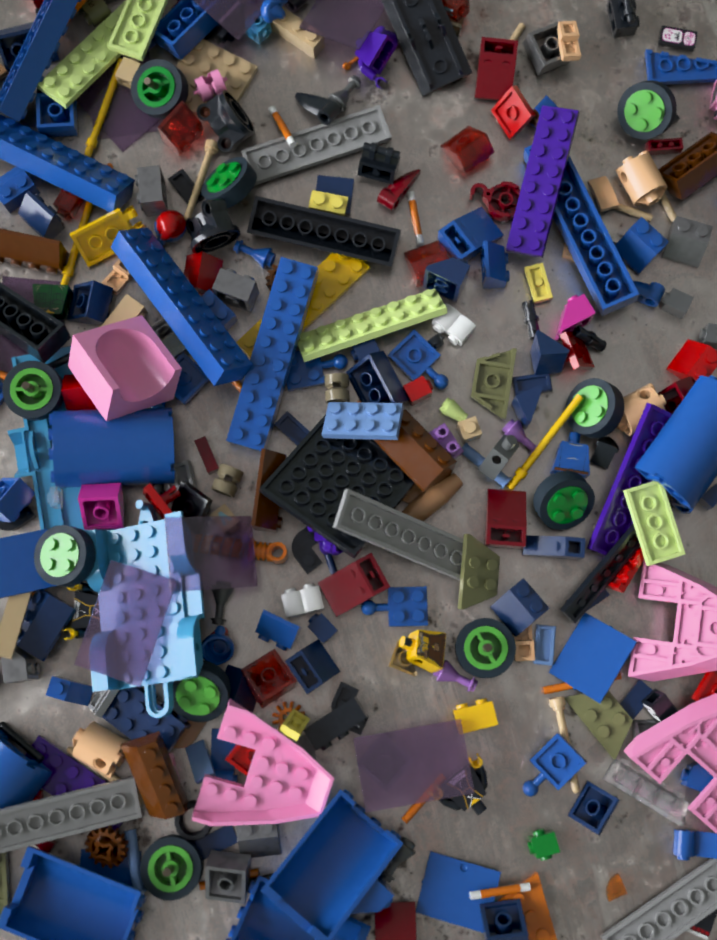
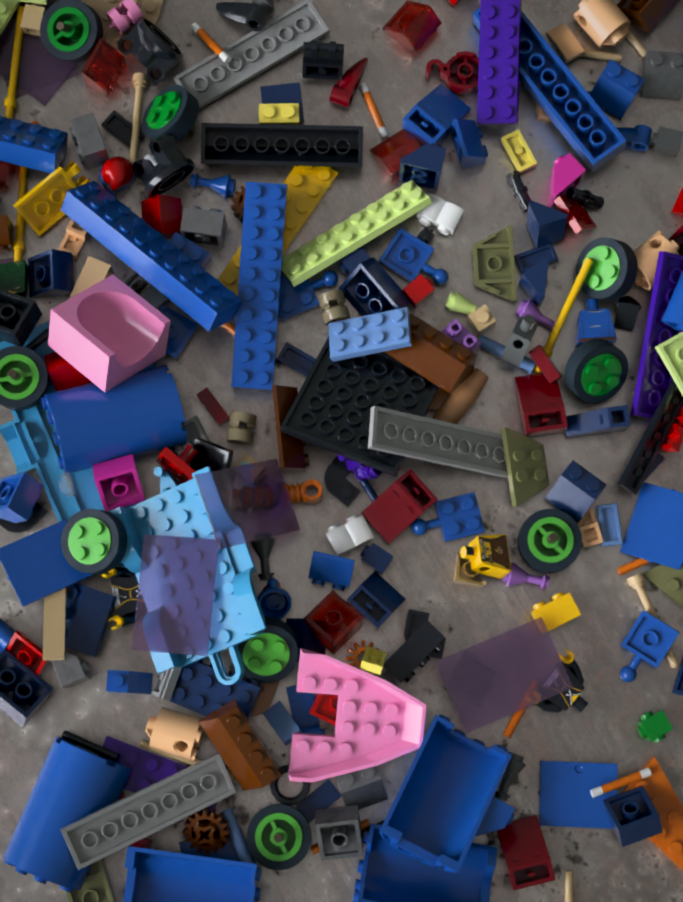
camera: 15 degrees left, 0 degrees up
(518, 483) = (545, 364): none -> dark red piece

